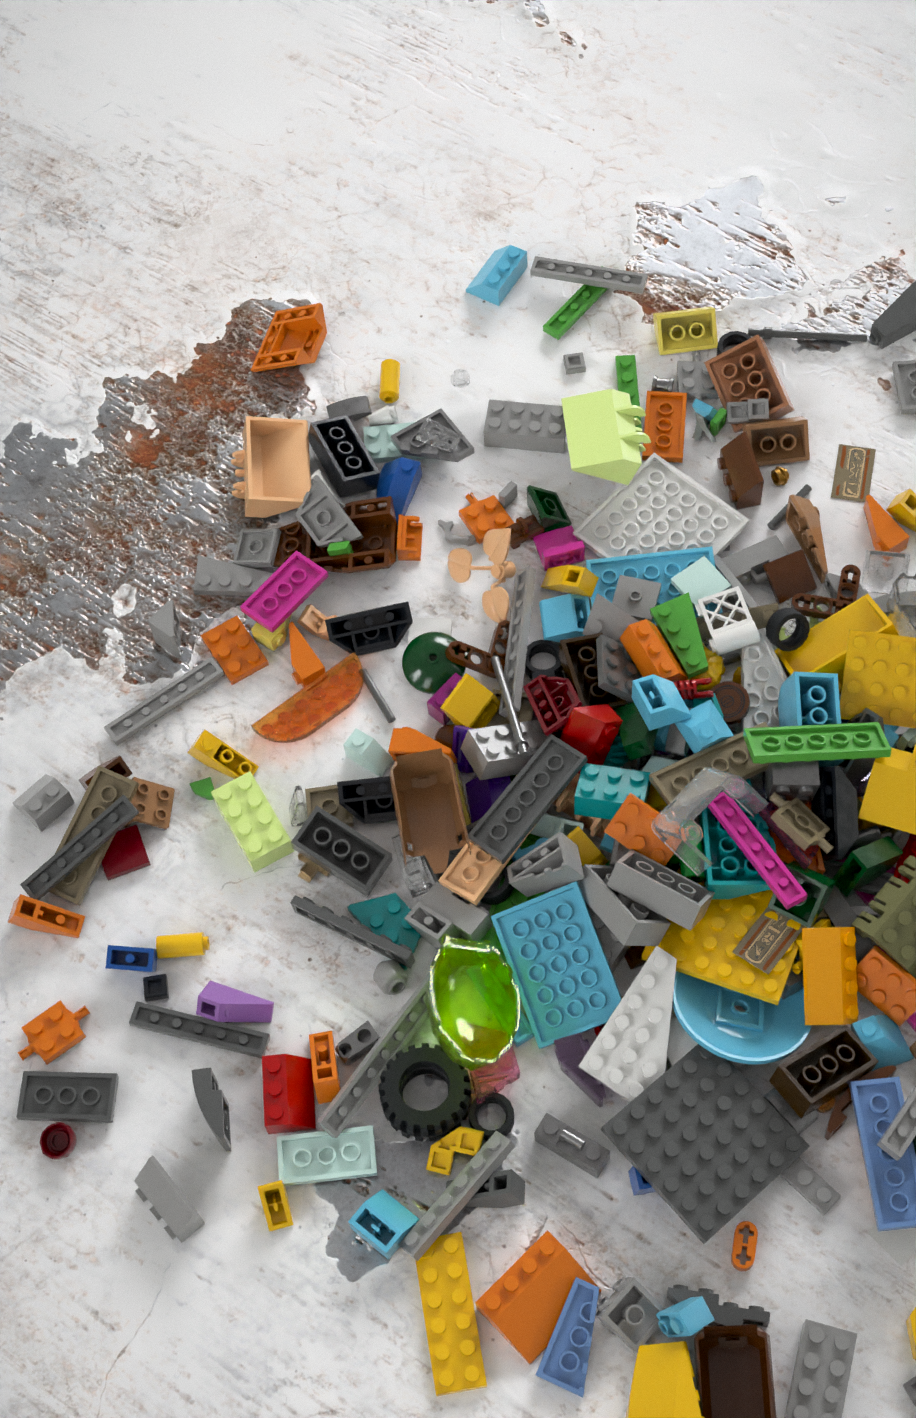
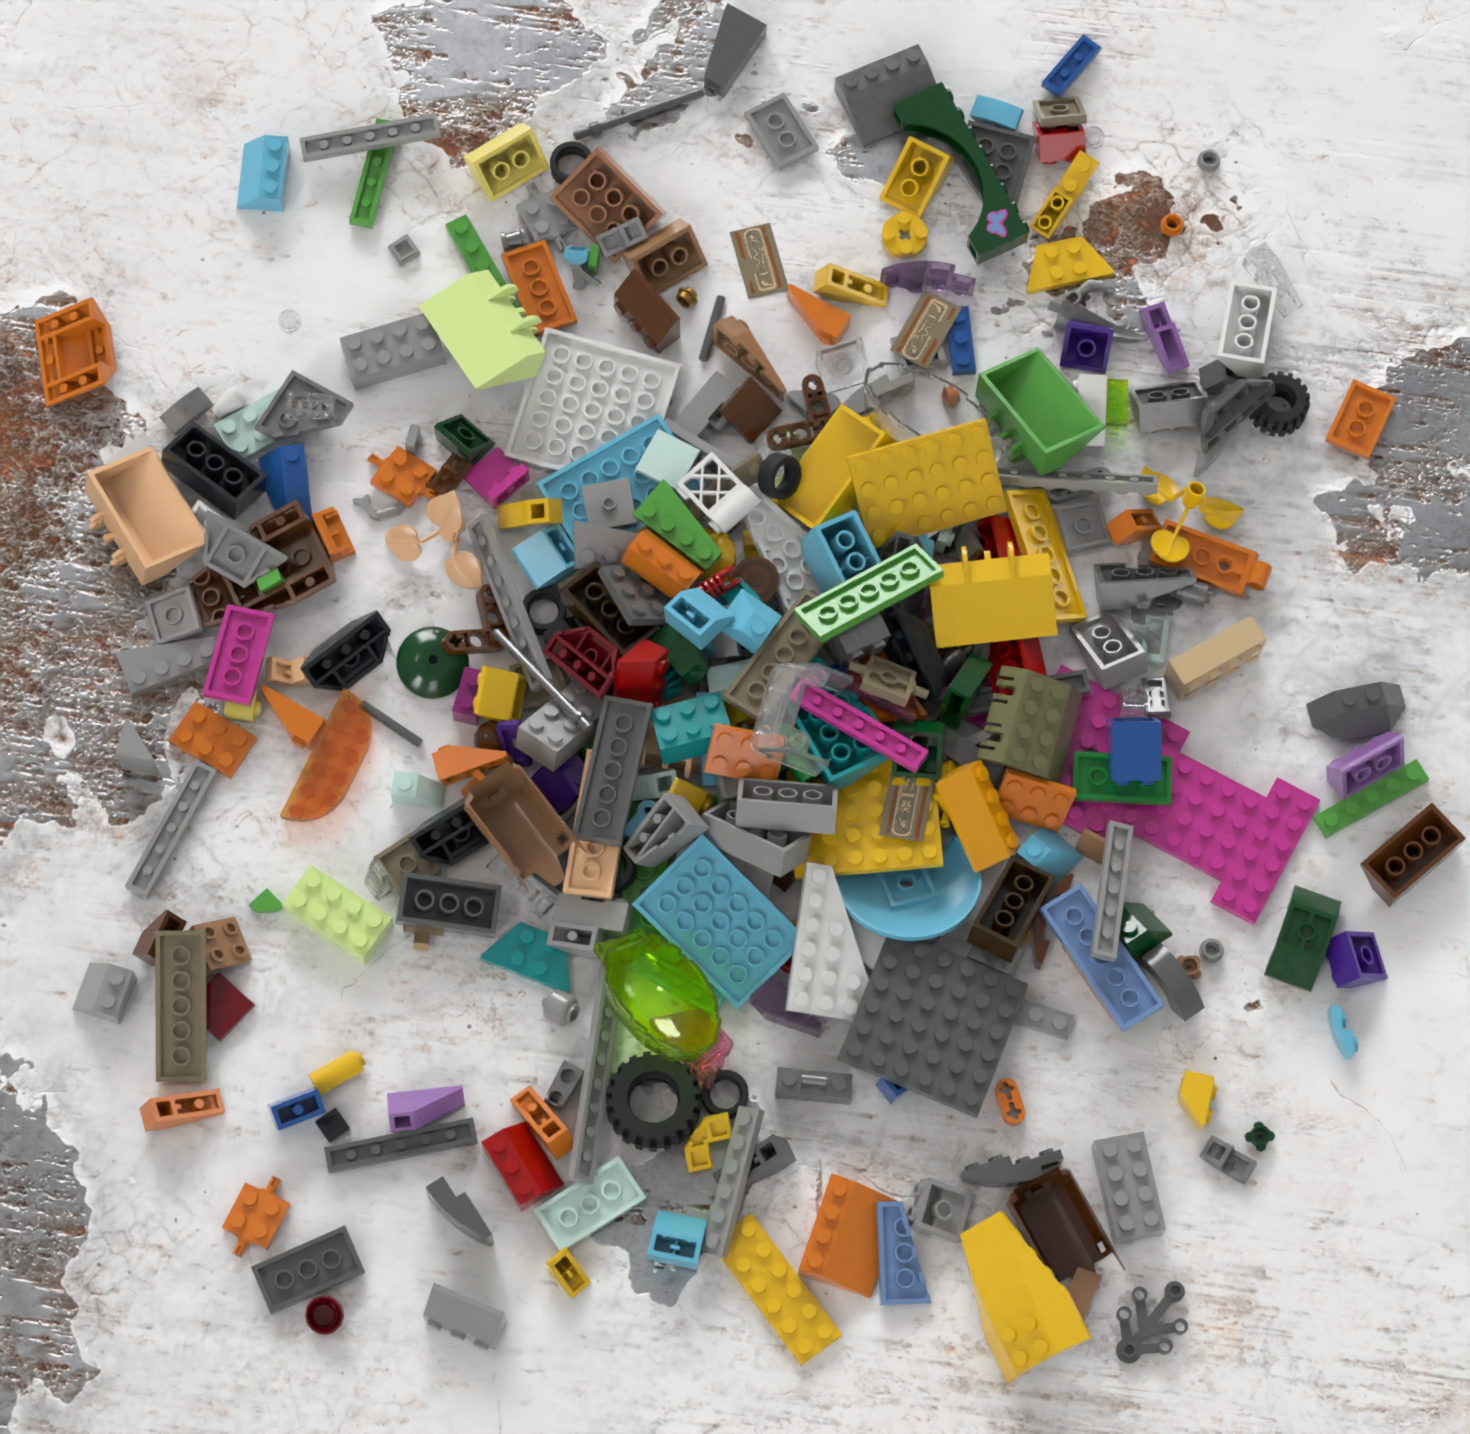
camera: 35 degrees left, 10 degrees up
(79, 848) = (182, 1024): dark grey plate -> none
(220, 756) = (266, 862): yellow slope -> none
(359, 934) = (508, 980): dark grey plate -> none
(389, 380) = (213, 357): yellow brick -> none
(685, 1317) = (990, 1190): medium azure slope -> none

